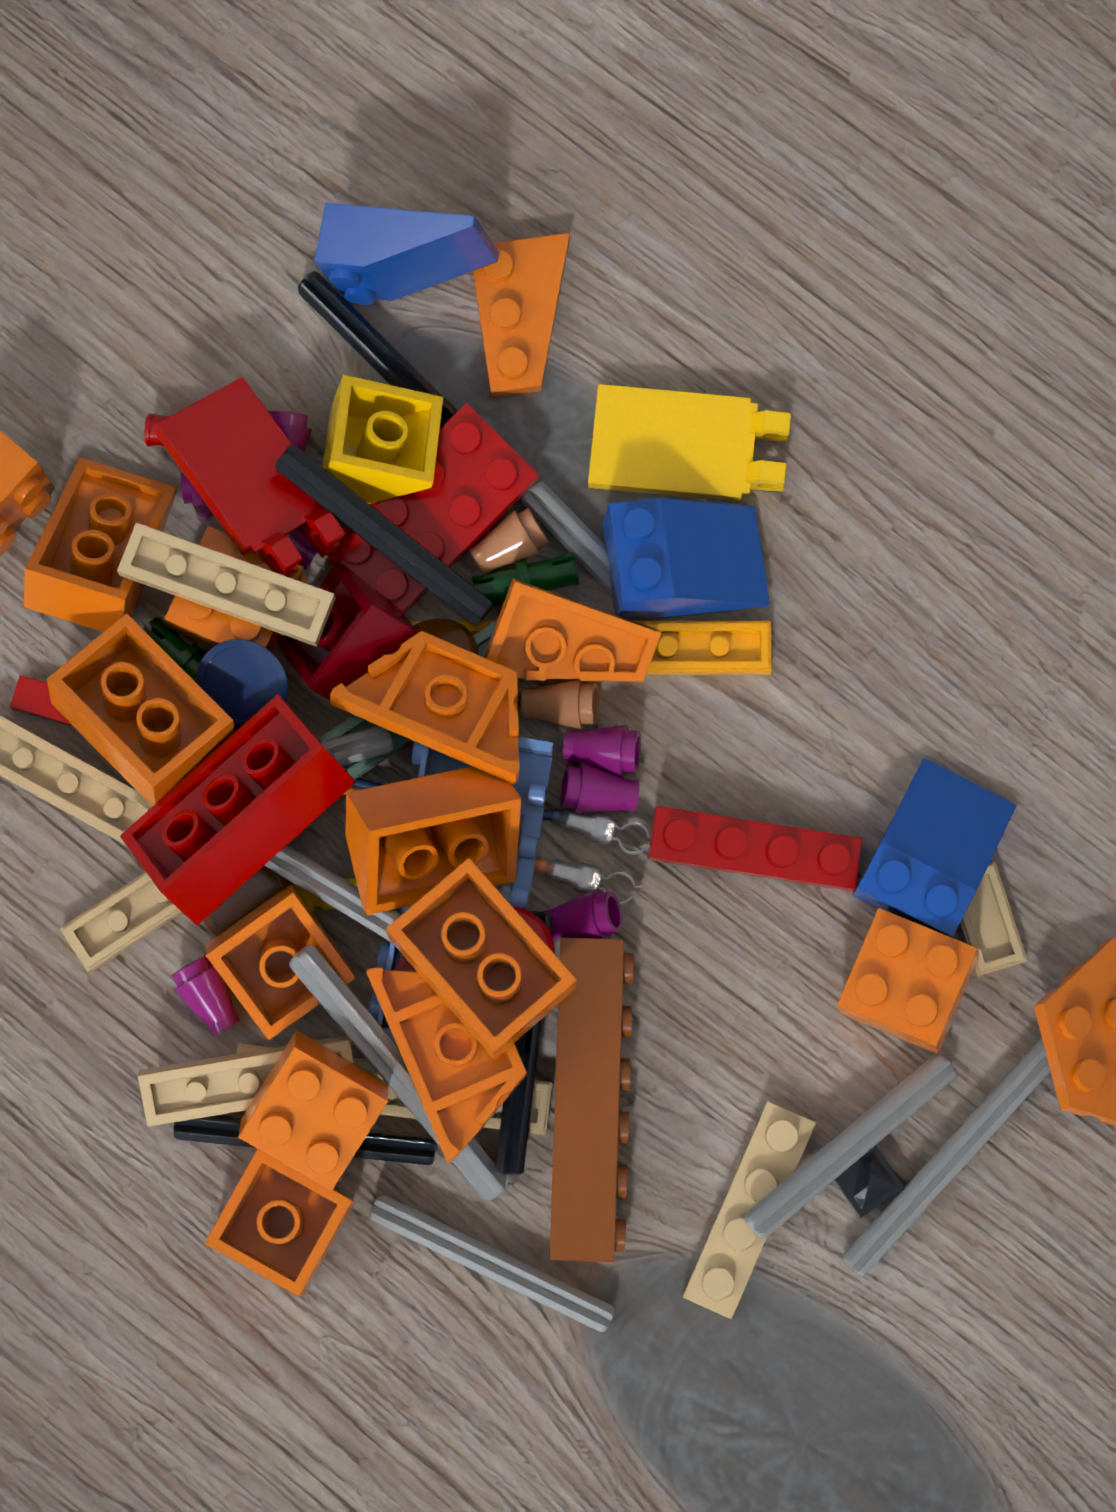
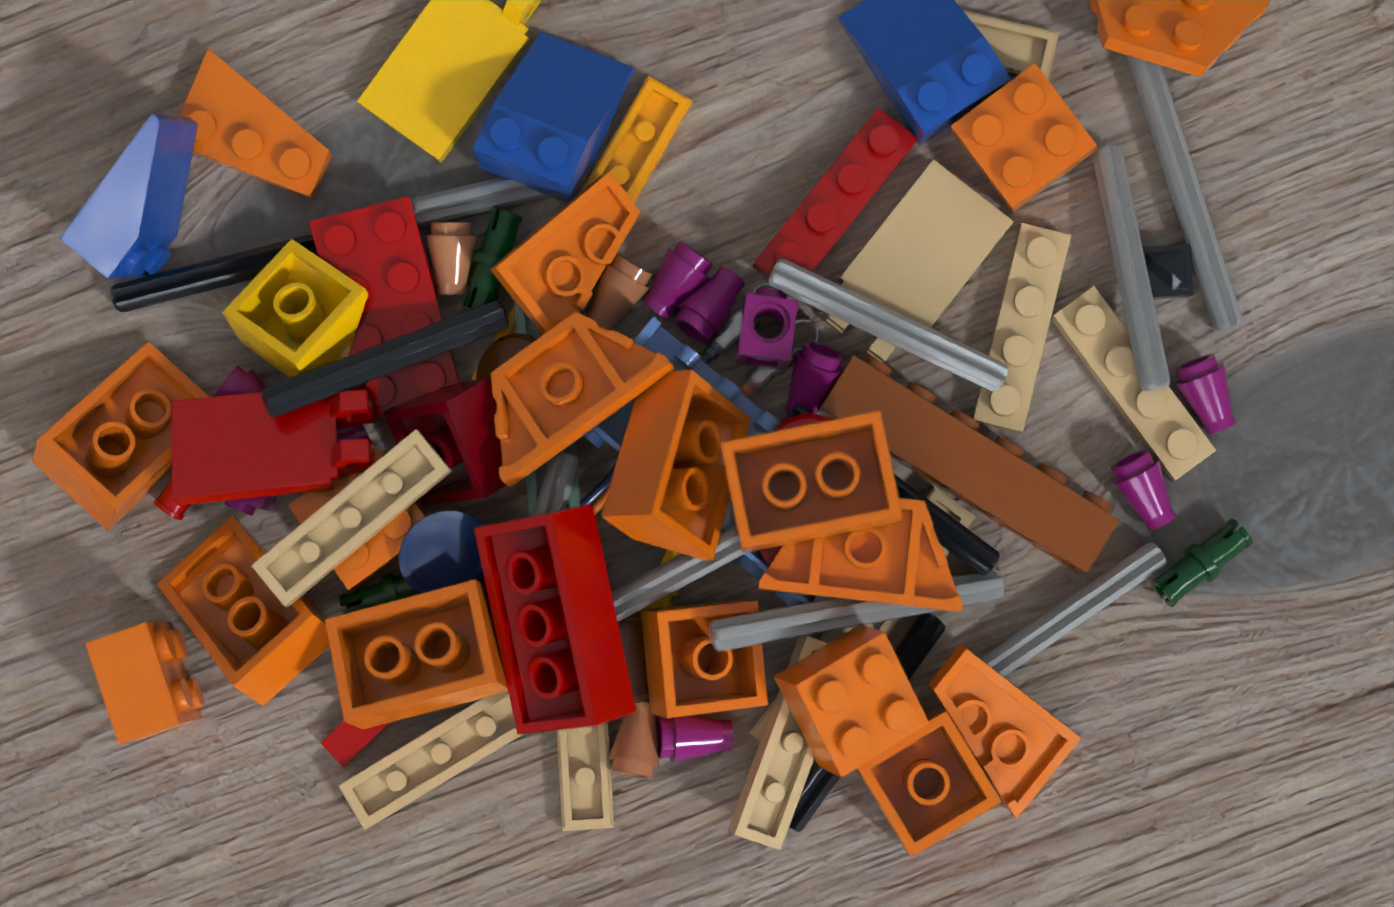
camera: 60 degrees left, 5 degrees up
(172, 948) = (636, 744): none -> nougat cone
(182, 350) = (117, 437): none -> orange slope
(370, 1266) = (1003, 727): none -> orange wing
(585, 867) = (760, 351): none -> magenta brick
(621, 1364) = (1201, 562): none -> dark green pin
(659, 1271) = (1143, 486): none -> magenta cone
(668, 955) = (888, 325): none -> light grey axle
(740, 1079) = (1023, 324): none -> tan plate
(747, 953) = (924, 251): none -> tan tile
(779, 1280) = (1207, 392): none -> magenta cone

